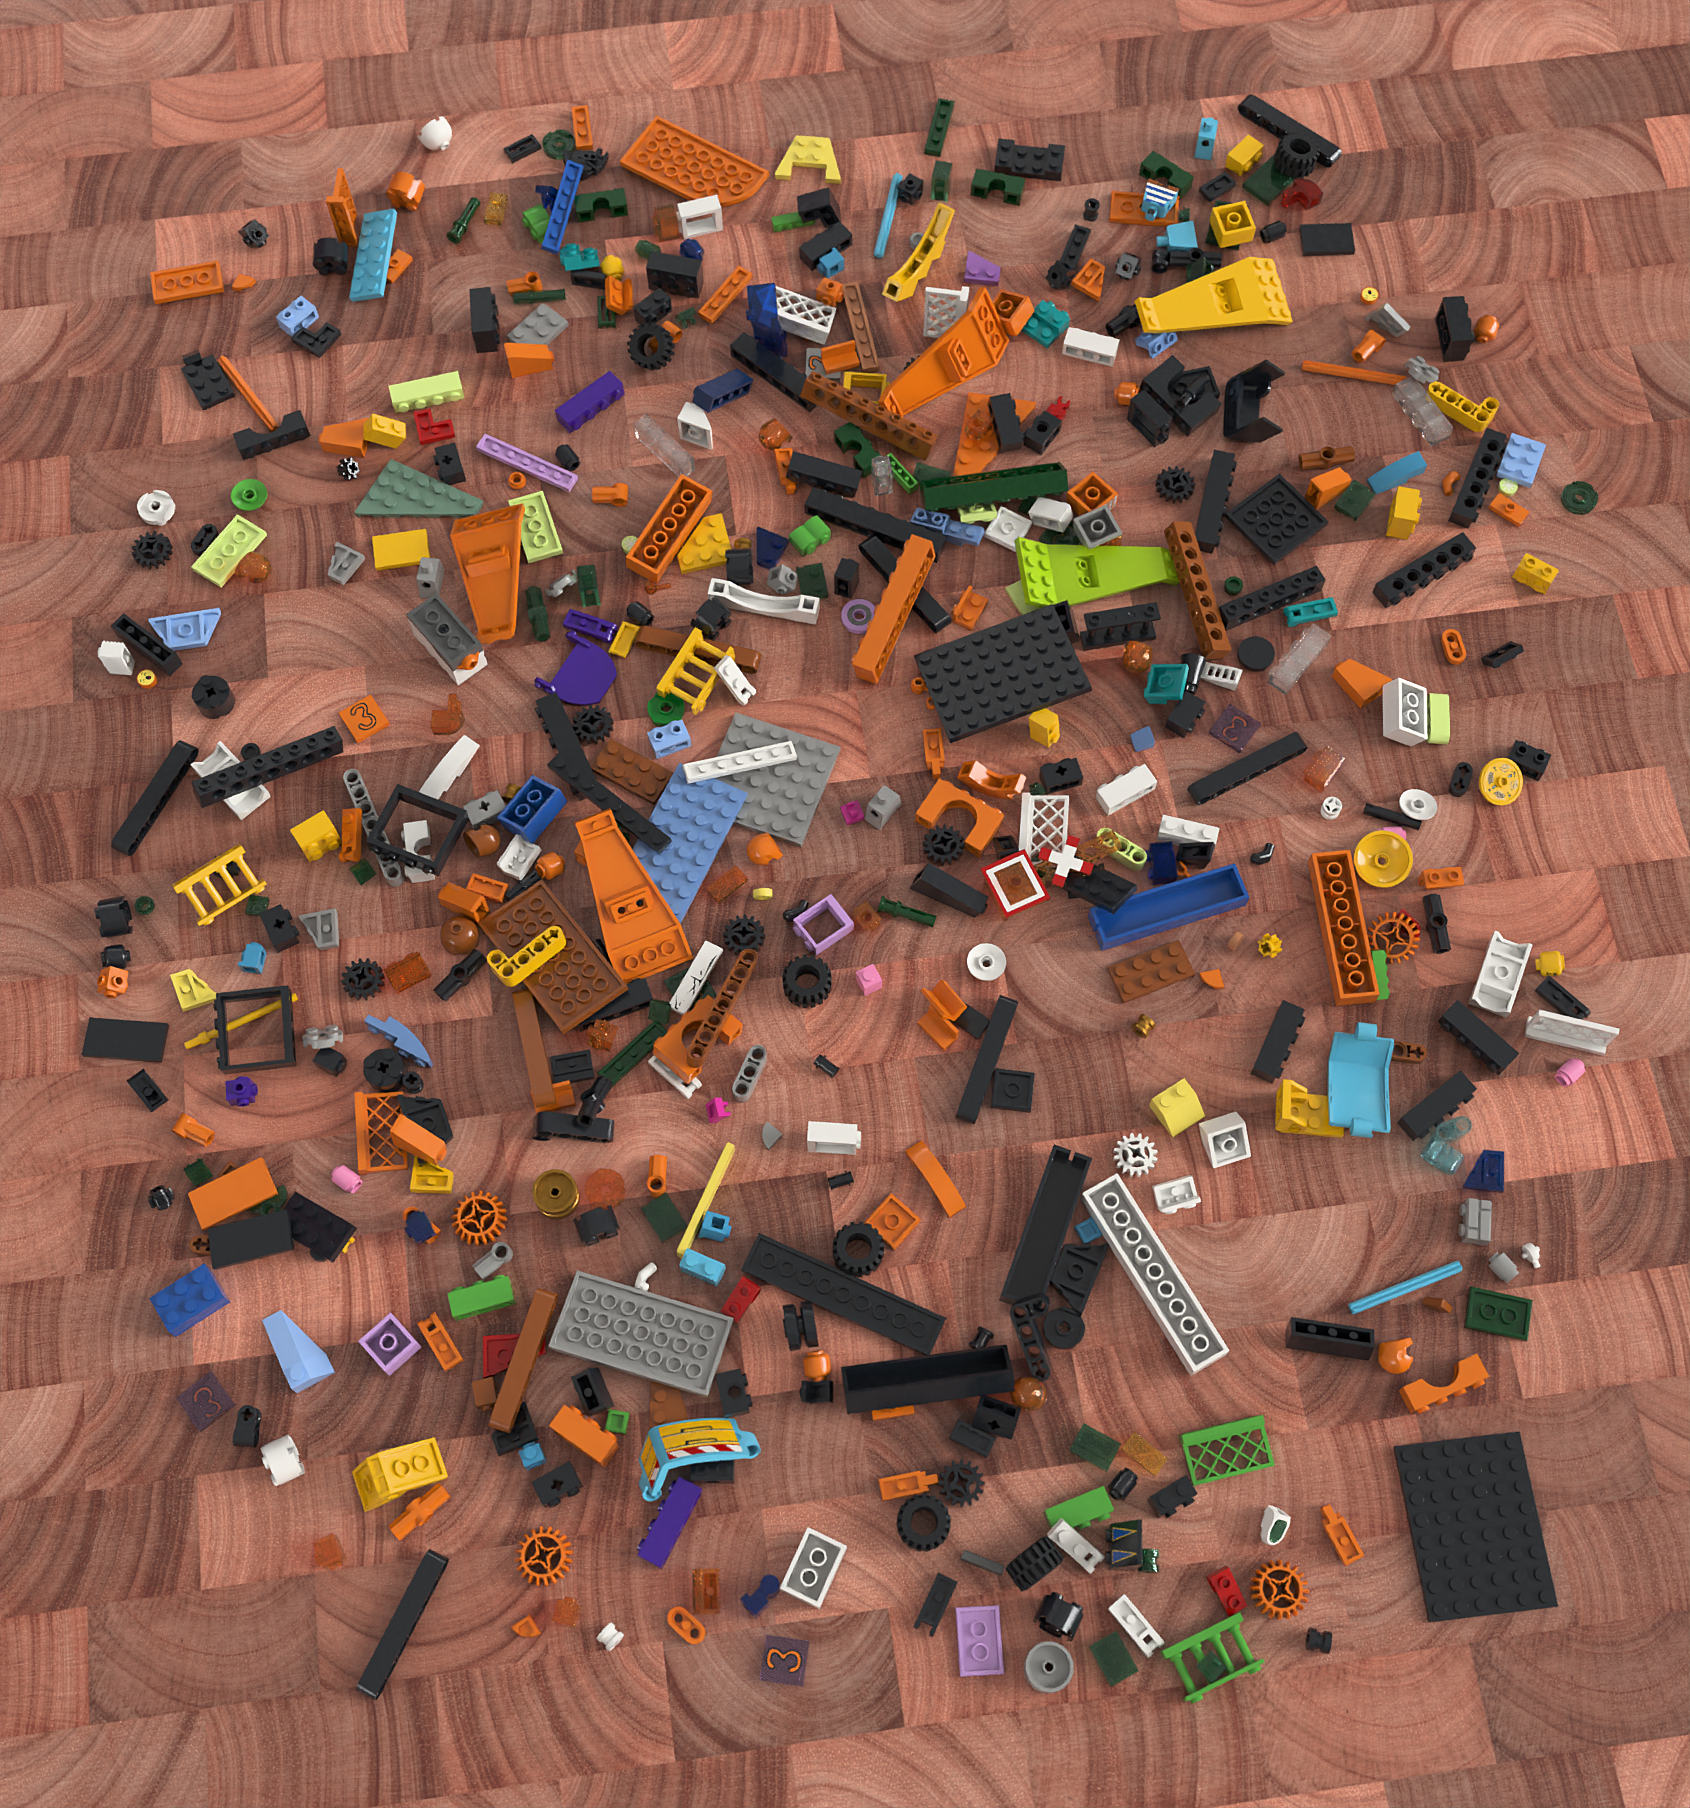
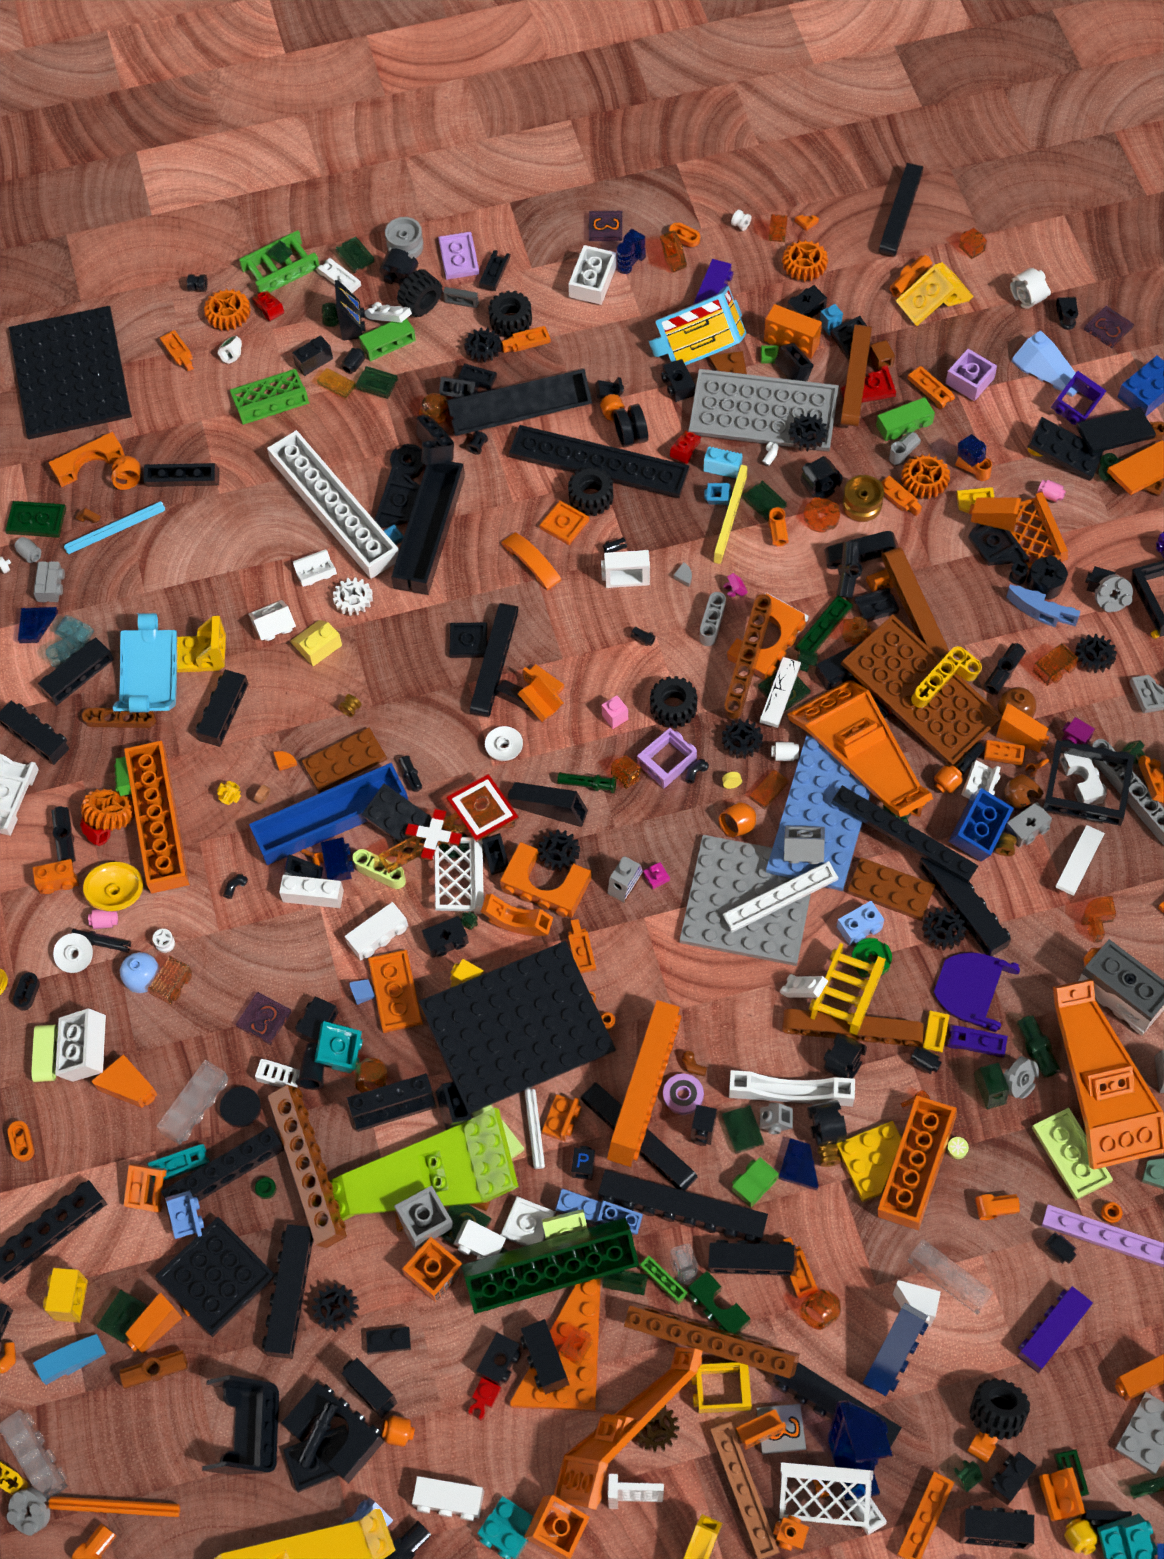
camera: 175 degrees right, 5 degrees down
(267, 1281) = (1080, 383): none -> dark purple window
(409, 895) = (1077, 732): none -> magenta brick
(466, 872) = (1036, 767): none -> orange hand
(514, 1202) = (900, 496): none -> orange hinge
(597, 1276) = (808, 432): none -> black gear
(703, 916) = (785, 751): none -> white brick
(706, 801) = (804, 844): none -> light grey slope
(848, 638) = (691, 1065): none -> dark orange arm
(955, 567) = (583, 1163): none -> black brick
(994, 605) = (534, 1129): none -> white axle
(1083, 945) = (410, 773): none -> black axle
(1111, 737) = (395, 991): none -> orange tile
(1131, 460) = (388, 1340): none -> black plate
(1247, 768) = (249, 971): black beam -> none
(1303, 559) = (183, 1214): none -> medium blue bracket
(1345, 593) = (138, 1186): none -> orange plate
(1352, 782) = (138, 971): none -> light blue cylinder

